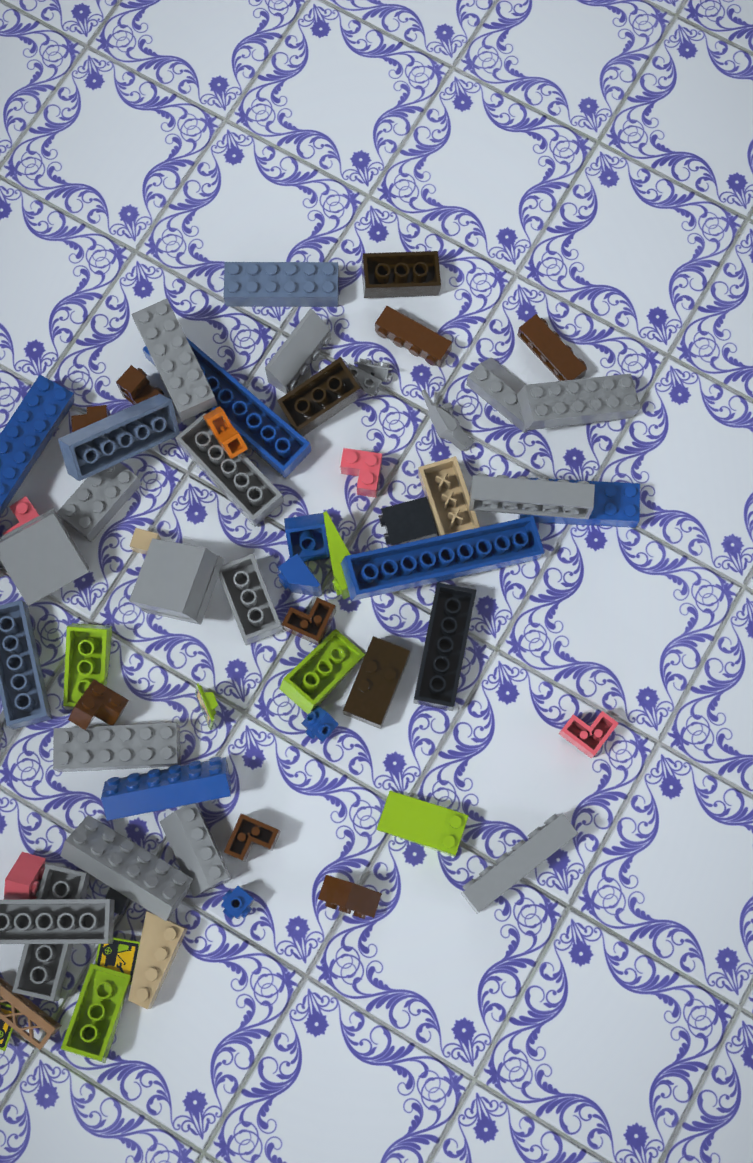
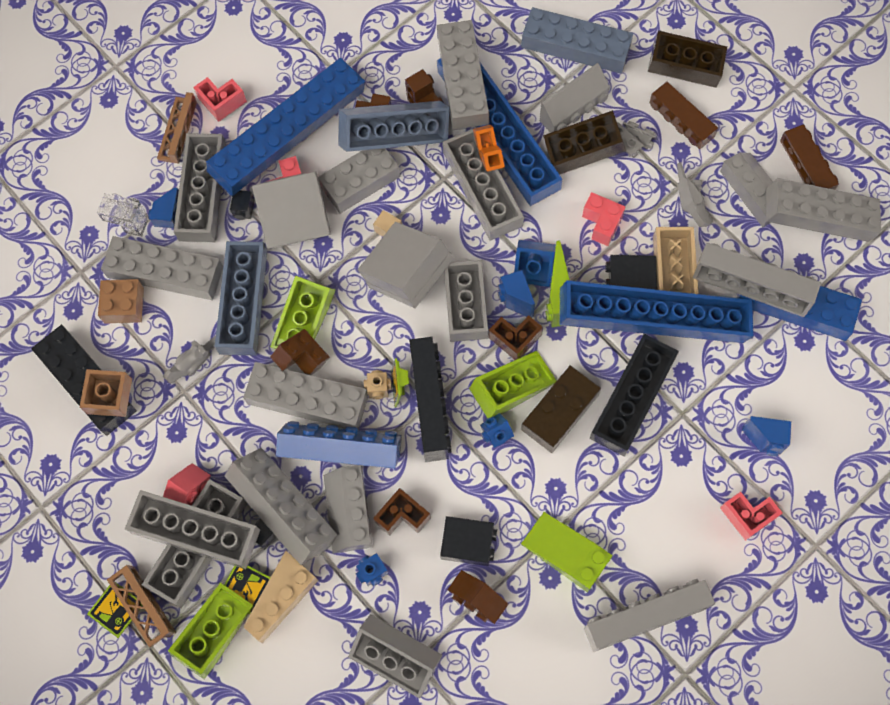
camera: 20 degrees right, 5 degrees down
(190, 719) = (380, 390): none -> tan brick
(242, 713) = (429, 401): none -> black brick
(286, 979) = (394, 655): none -> light grey slope
(324, 843) = (468, 541): none -> black brick
(585, 648) = (768, 434): none -> blue slope

